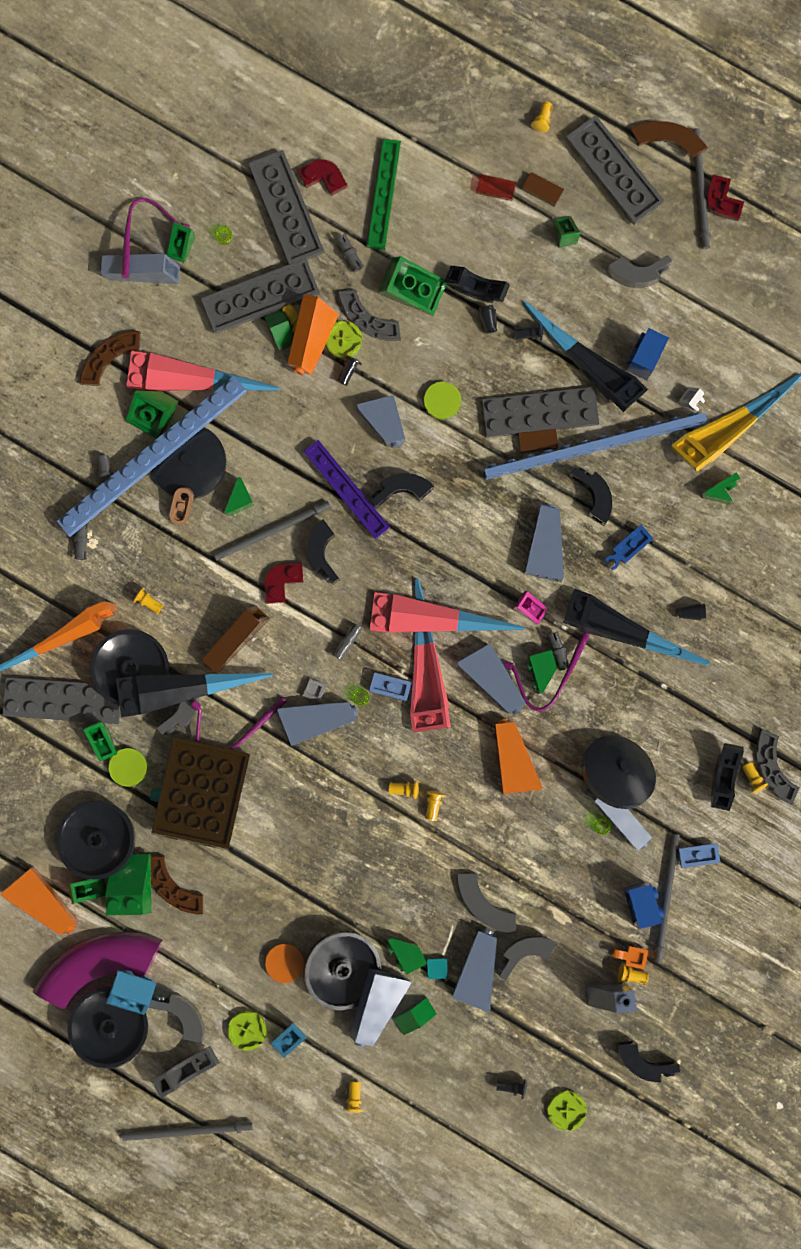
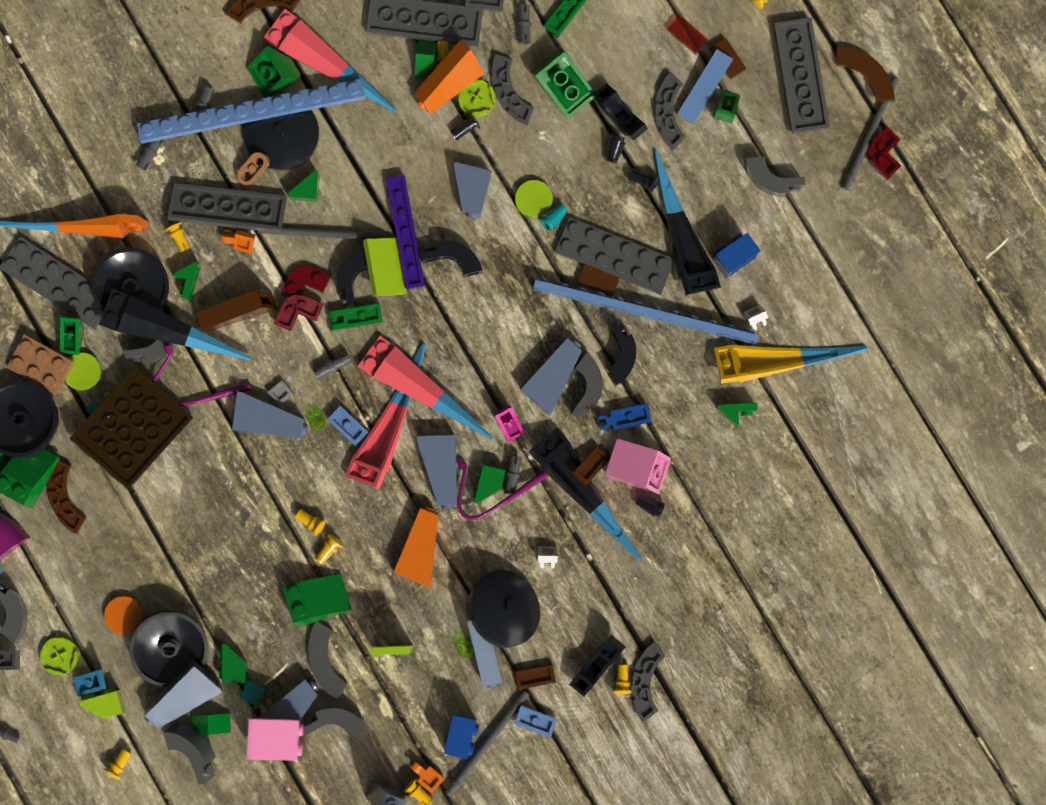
camera: 30 degrees right, 0 degrees up
(87, 781) = (40, 364): none -> medium nougat plate
(177, 552) = (227, 208): none -> dark grey plate
(177, 630) = (189, 275): none -> green slope
(206, 575) = (241, 240): none -> orange plate
(284, 609) = (296, 305): none -> dark red plate
(312, 1052) = (105, 705): none -> lime slope
(344, 587) = (355, 317): none -> green plate
(346, 529) = (384, 267): none -> lime tile
(412, 1044) = (195, 747): none -> dark grey arch
(449, 854) = (316, 599): none -> green slope
(468, 407) = (553, 217): none -> teal cone
(483, 999) = (274, 739): none -> bright pink slope
(513, 265) = (664, 111): none -> dark grey tile
(537, 223) = (705, 86): none -> medium blue tile
(542, 862) = (391, 650): none -> lime tile
(585, 533) = (593, 379): none -> dark grey arch
(622, 606) = (590, 465): none -> reddish brown tile
(628, 704) = (547, 555): none -> white tile
(662, 583) = (637, 466): none -> bright pink slope
(675, 816) = (535, 676): none -> reddish brown tile

